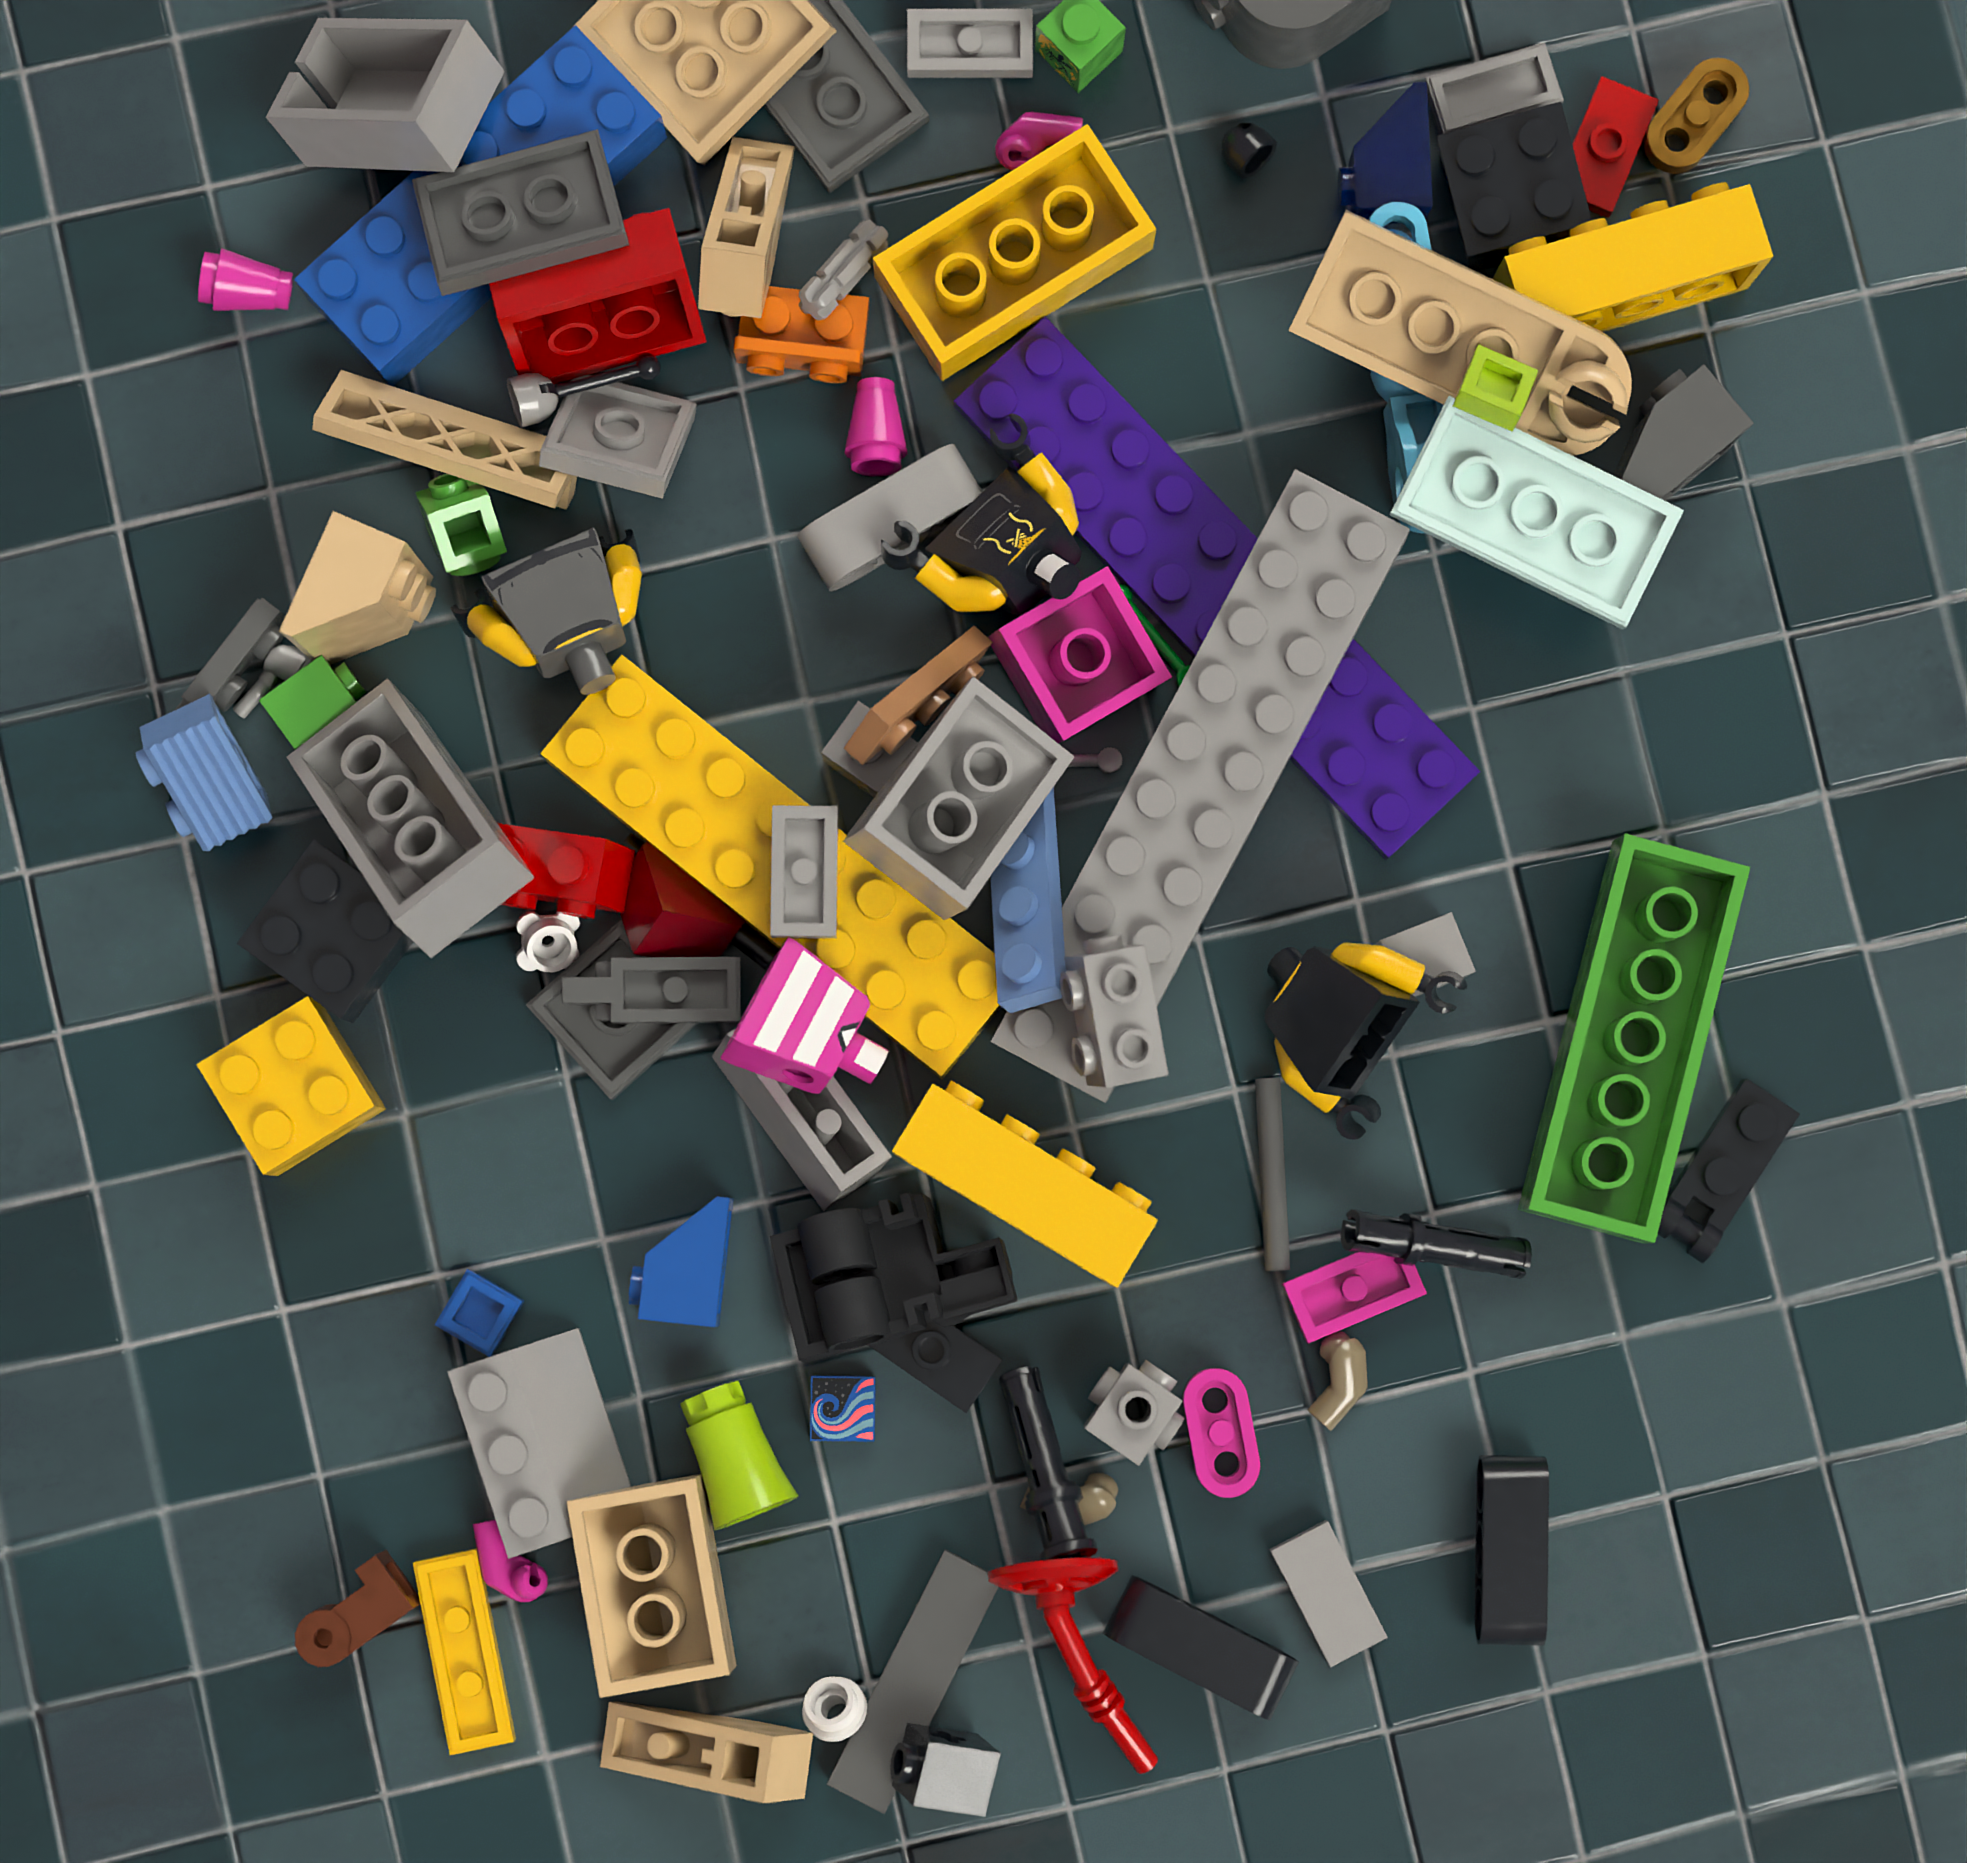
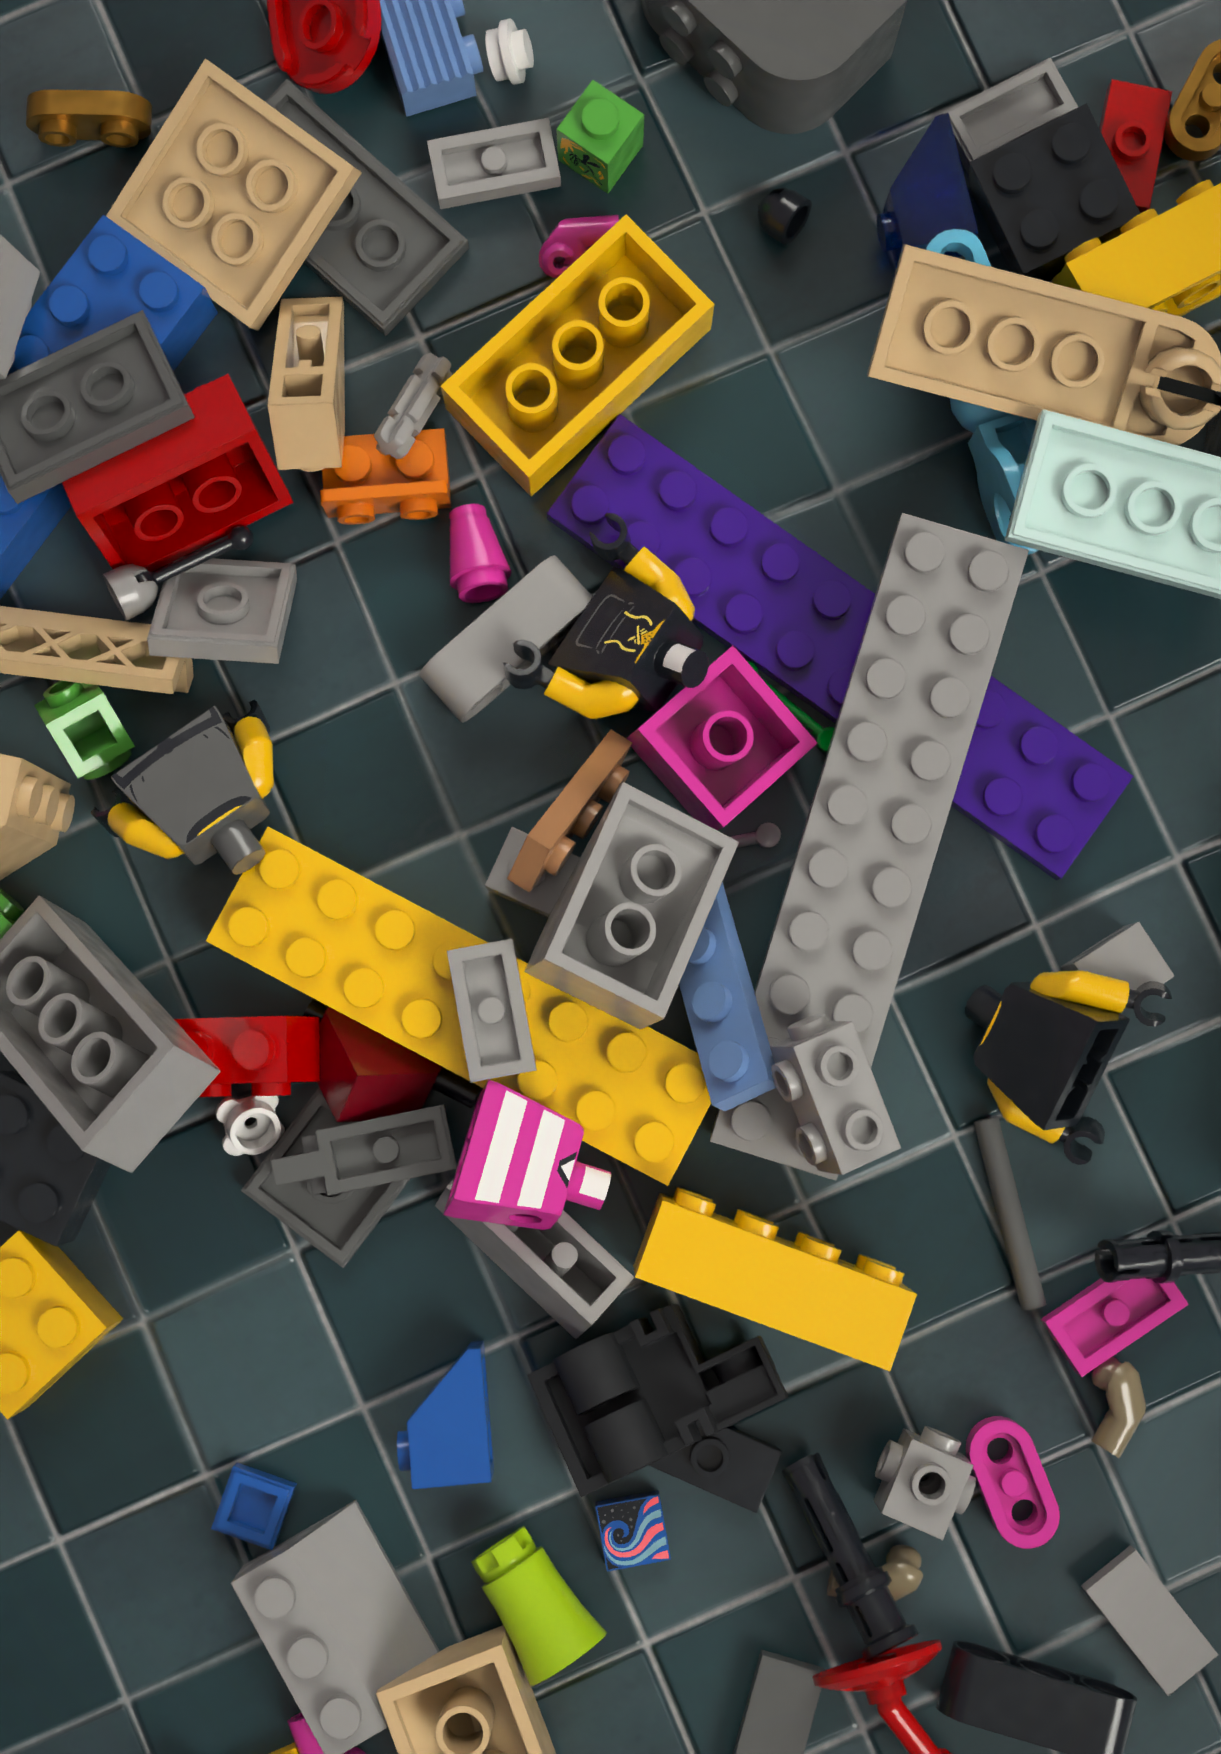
camera: 10 degrees left, 0 degrees up
(1495, 388) = (1090, 392): lime plate -> none

